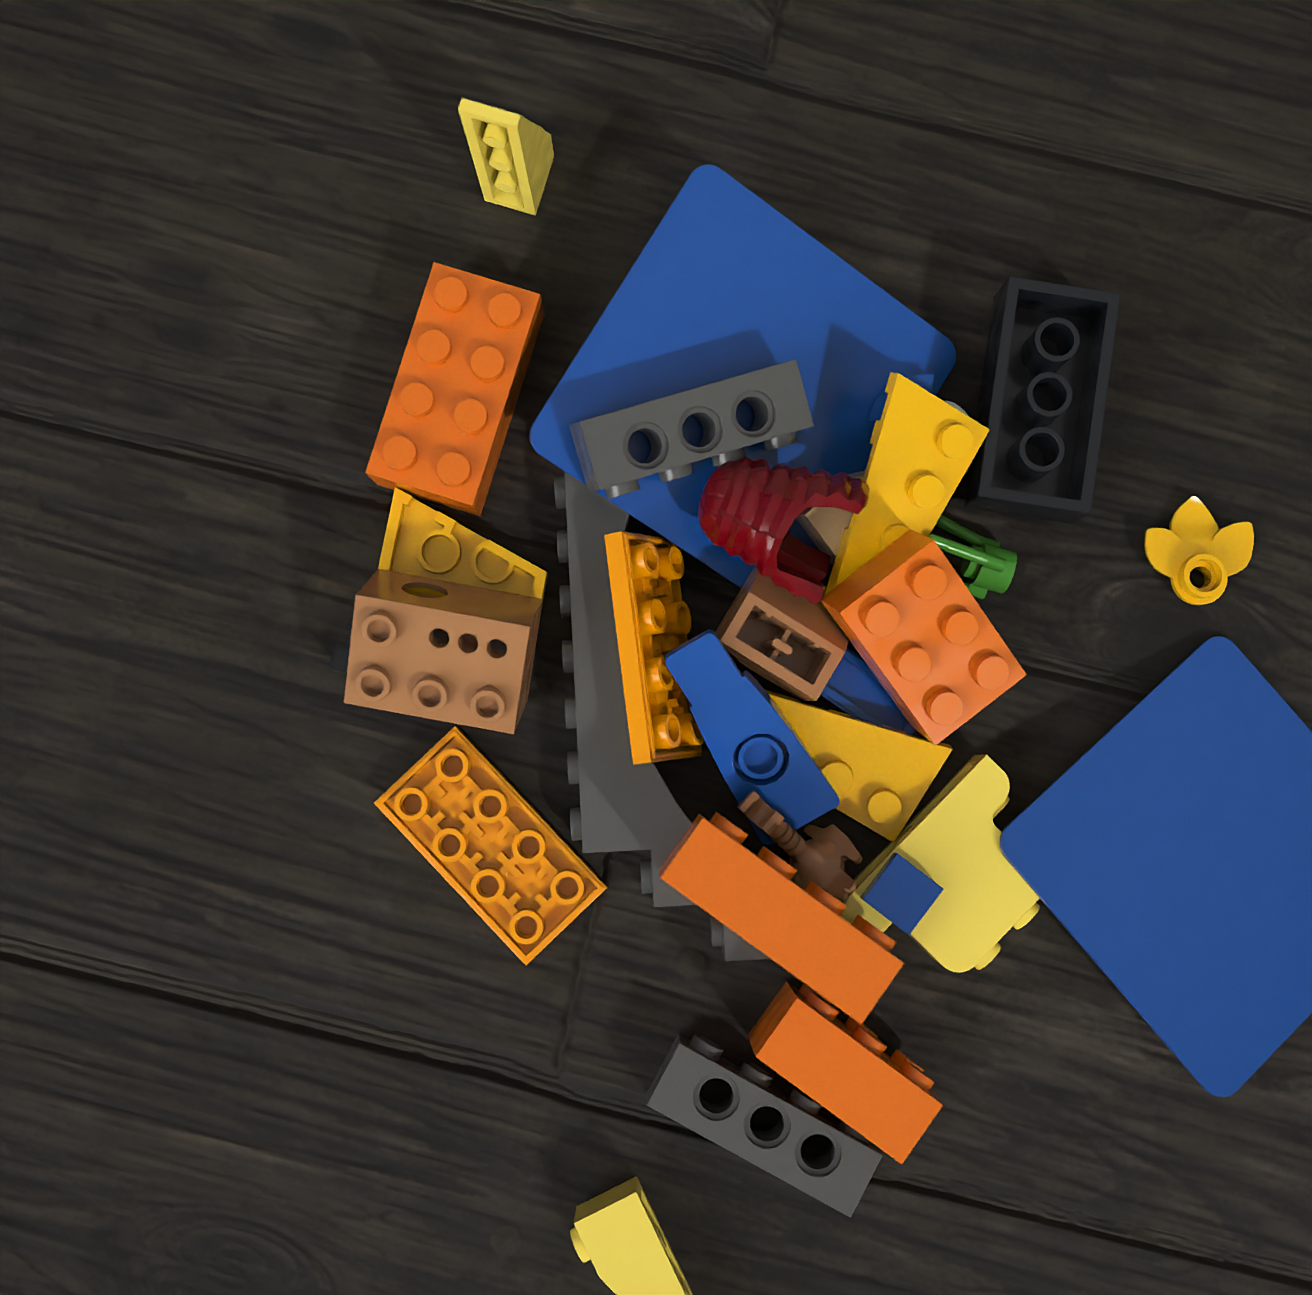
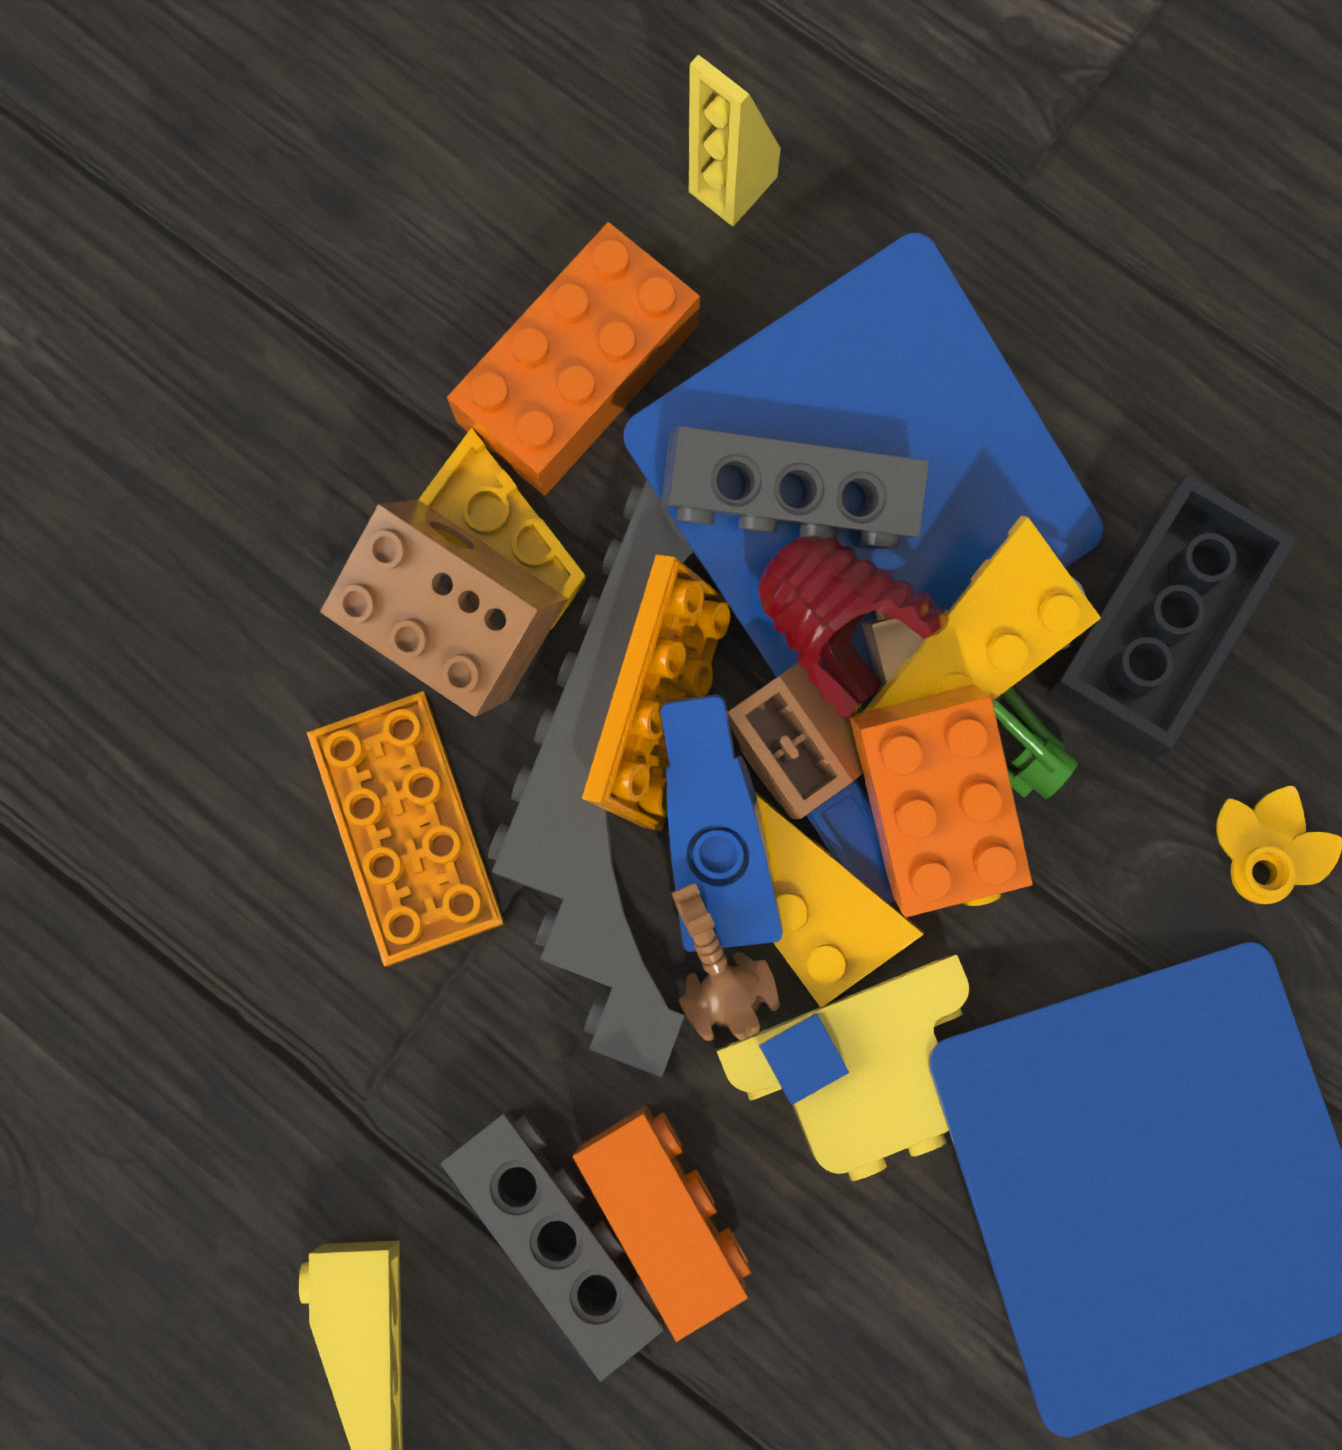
camera: 30 degrees right, 5 degrees down
(787, 923) = (661, 1017): orange brick -> none

